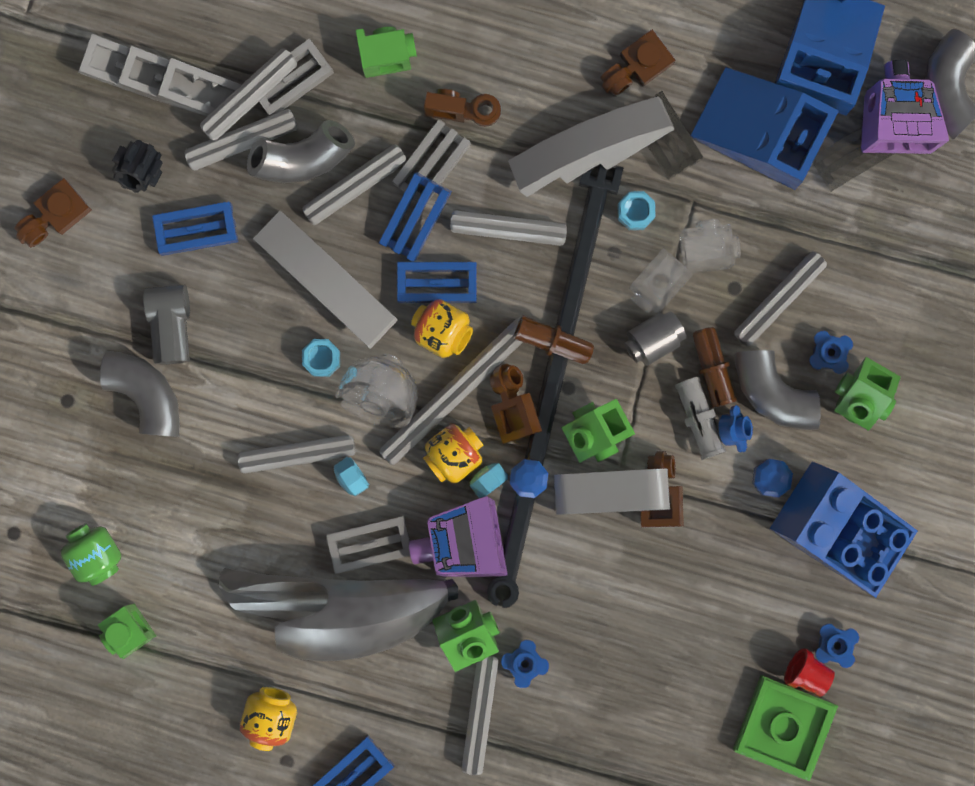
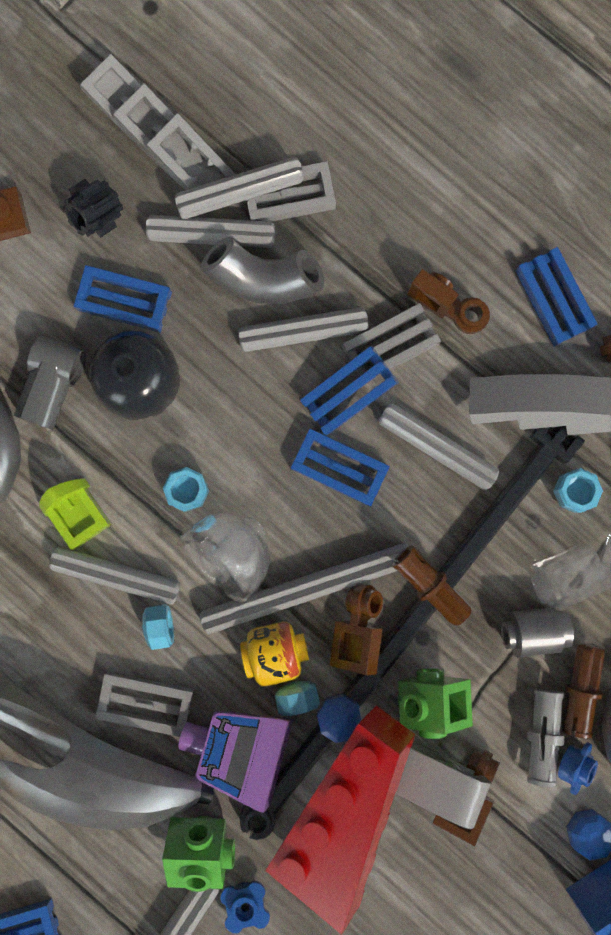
camera: 20 degrees right, 0 degrees up
(235, 286) = (134, 375): none -> black cylinder
(238, 419) = (74, 512): none -> lime tile
(325, 279) = (228, 413): light grey slope -> none
(385, 51) = (398, 209): bright green brick -> none
(441, 328) = (322, 518): yellow head -> none
(551, 45) = (570, 289): none -> blue tile
(566, 556) = (340, 828): none -> red wedge

